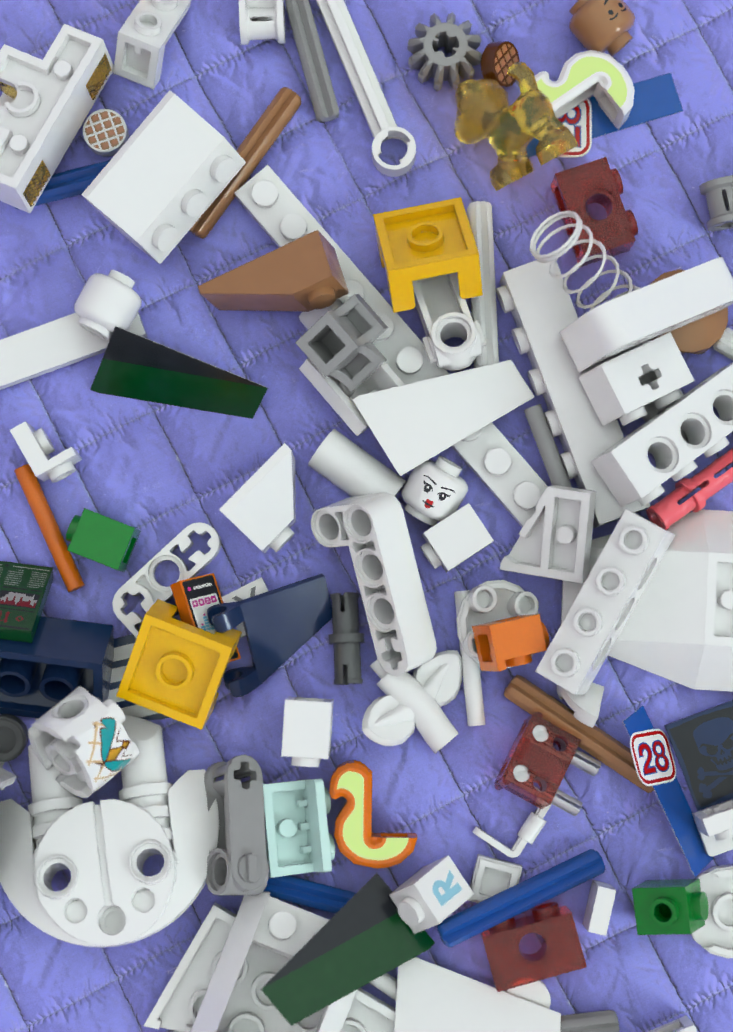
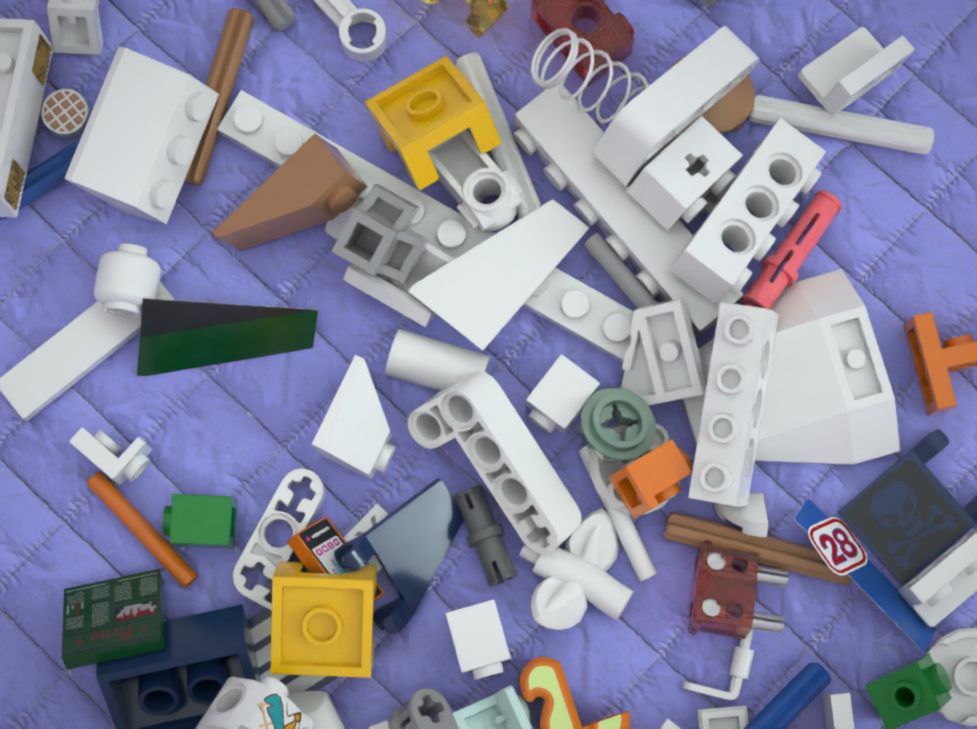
camera: 20 degrees left, 5 degrees down
(434, 490) = (522, 354): white head -> none
(509, 571) = (628, 411): none -> sand green gear

